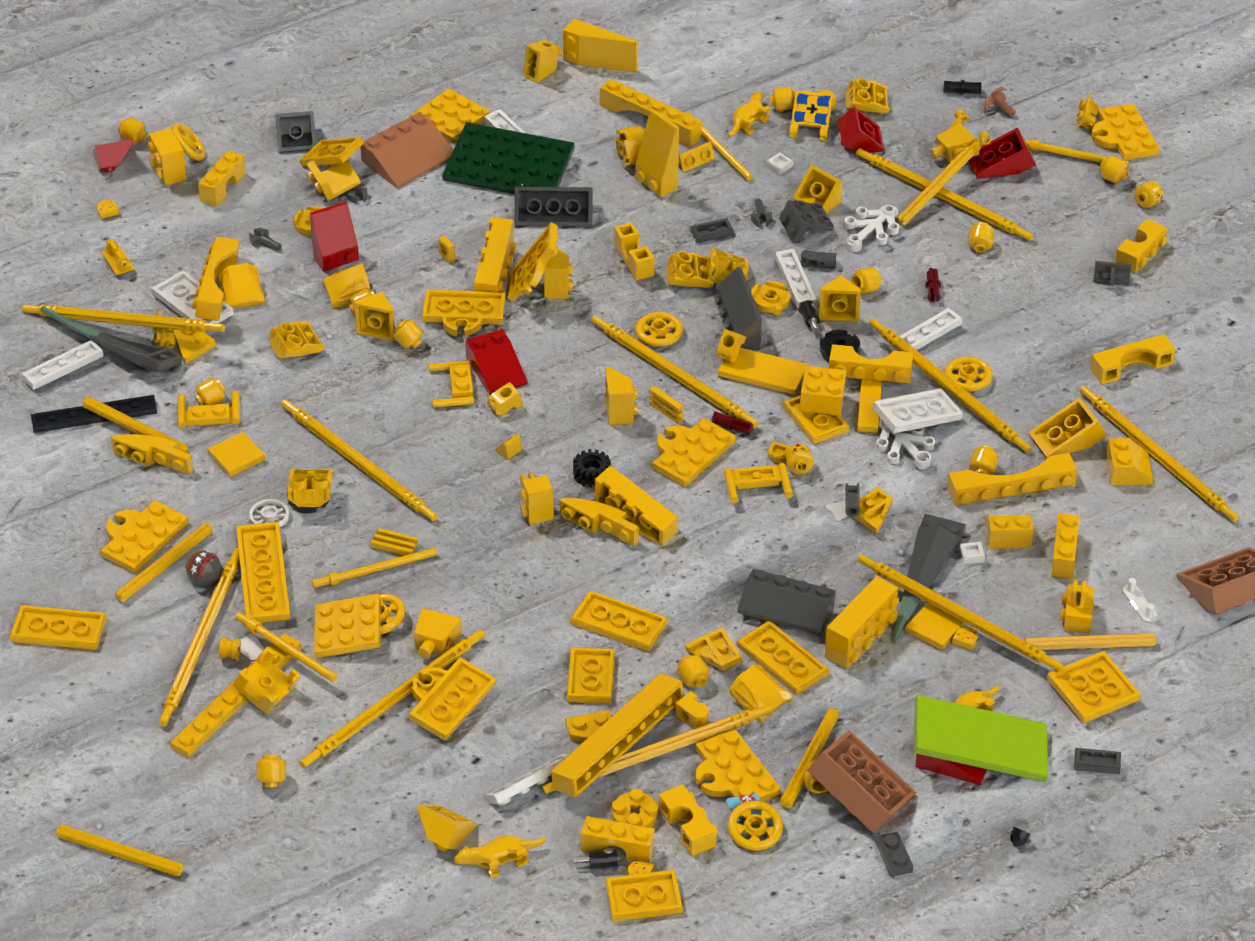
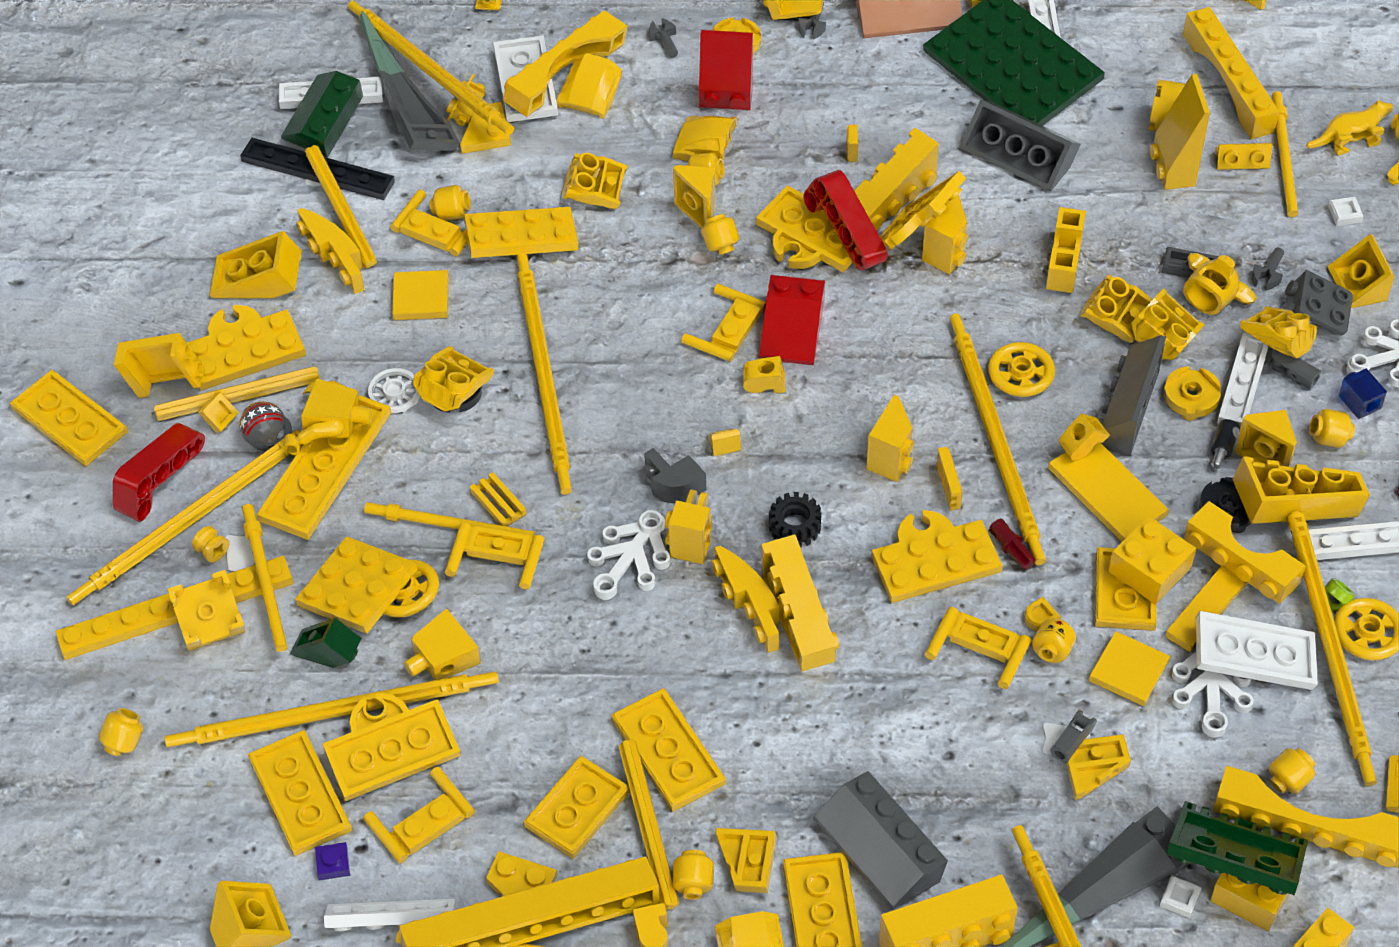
camera: 35 degrees right, 10 degrees up
(71, 374) = (324, 111): none -> dark green slope
(104, 559) = (156, 361): none -> yellow panel
(111, 486) = (257, 269): none -> yellow slope
(154, 626) = (151, 467): none -> red beam
(164, 576) = (218, 412): none -> yellow plate
(246, 537) = (328, 413): none -> yellow torso
(273, 389) = (521, 232): none -> yellow plate
(358, 664) = (327, 644): none -> dark green slope
(412, 750) = (299, 792): none -> yellow tile
(420, 565) = (496, 546): none -> yellow plate
(467, 773) = (332, 861): none -> dark purple plate
(487, 286) = (848, 217): none -> red beam
(497, 482) = (673, 481): none -> dark grey brick
(505, 511) = (630, 551): none -> white plant
(506, 729) = (425, 823): none -> yellow plate
(633, 653) = (648, 822): none -> yellow axle
(738, 232) = (1215, 284): none -> yellow piece
(799, 239) = (1282, 330): none -> yellow slope
(851, 455) = (1129, 668): none -> yellow tile
(868, 254) = (1362, 393): none -> clear blue brick
(892, 313) = (1317, 493): none -> yellow wedge
(939, 361) = (1340, 592): none -> lime tile
(987, 507) = (1238, 849): none -> dark green hinge

